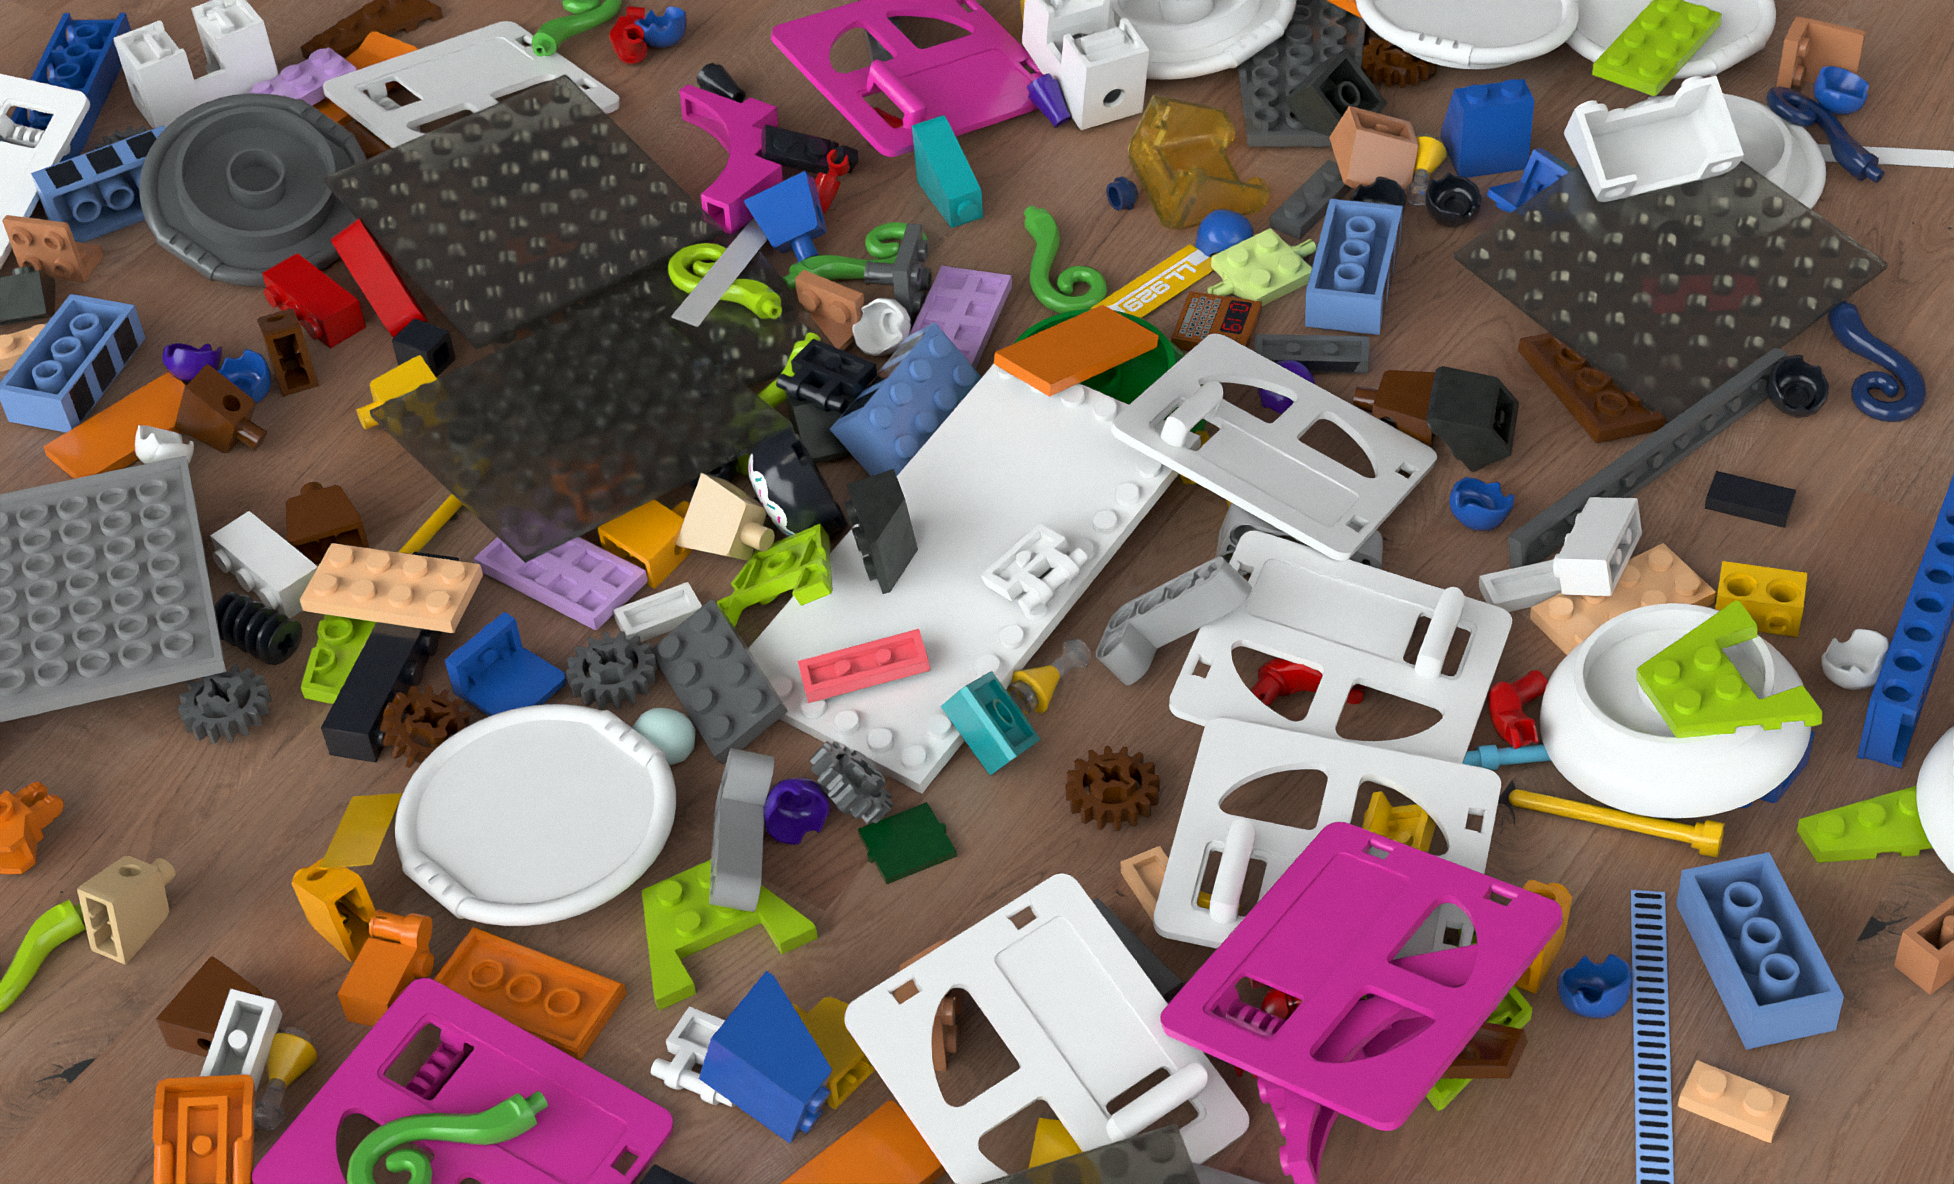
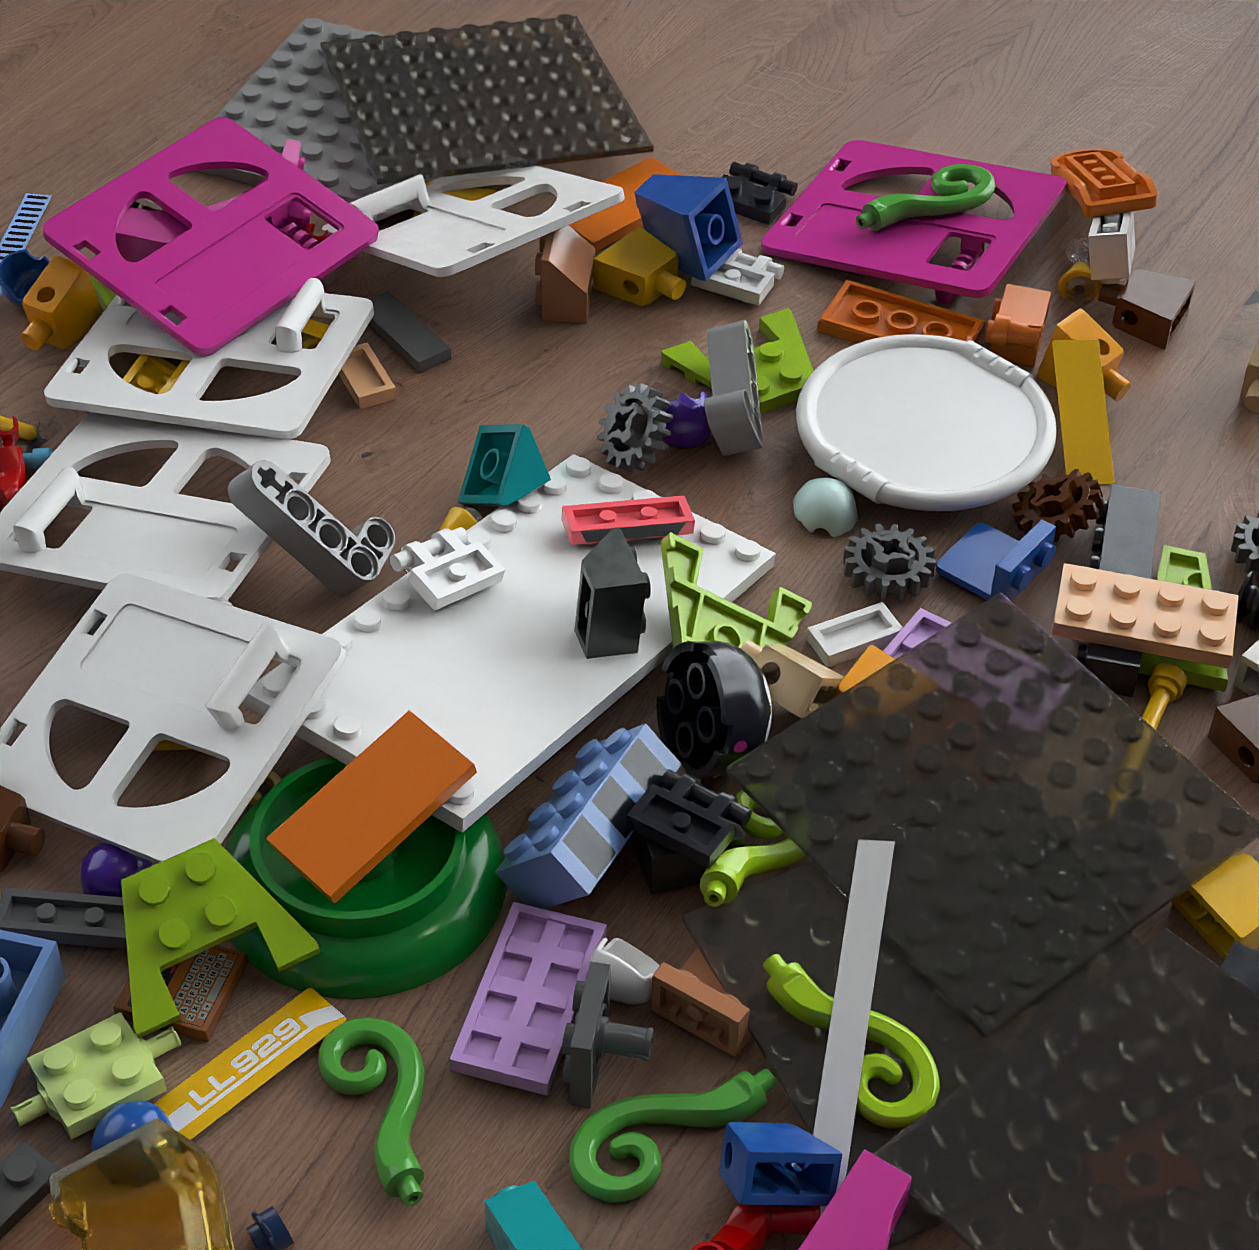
camera: 175 degrees right, 0 degrees up
(718, 681) = (778, 541): dark grey plate -> none
(907, 843) = (577, 423): dark green piece -> none
(1112, 788) = (394, 438): reddish brown gear -> none
(1224, 309) = (189, 908): none -> lime wing

